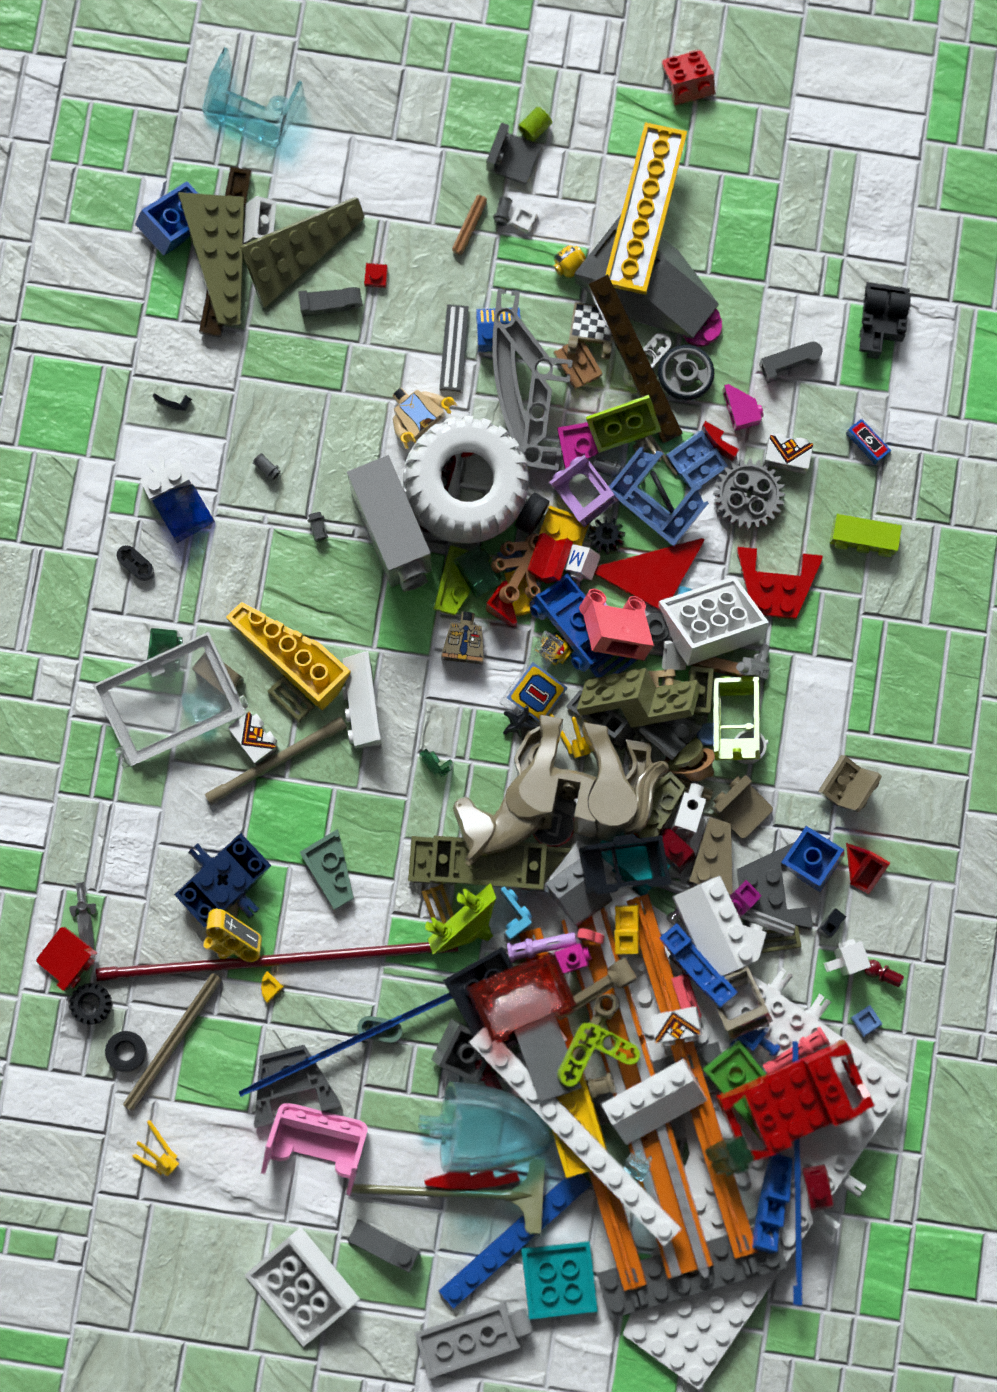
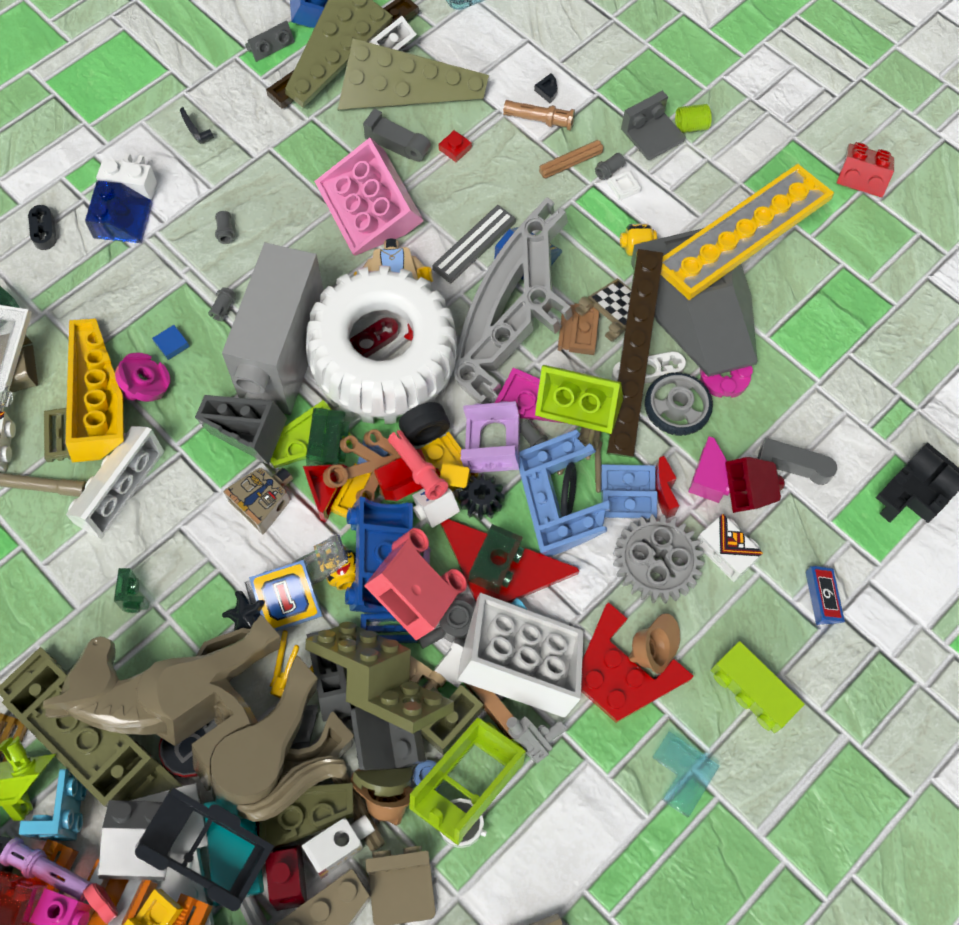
camera: 40 degrees right, 15 degrees down
(164, 275) = (270, 41): none -> dark grey hinge
(306, 580) = (170, 342): none -> blue tile
(316, 630) = (136, 388): none -> dark pink plate
(351, 368) = (368, 198): none -> bright pink slope
(404, 172) = (547, 88): none -> black tile
(416, 602) = (243, 423): none -> dark grey wedge
(427, 198) = (550, 115): none -> medium nougat pin
(563, 549) = (423, 472): none -> coral pin
(583, 536) = (455, 475): none -> yellow slope
(648, 584) = (497, 543): none -> clear green brick
(776, 400) = (753, 483): none -> dark red torso
(787, 553) = (657, 644): none -> medium nougat piece
(861, 615) = (692, 770): none -> clear light blue plate

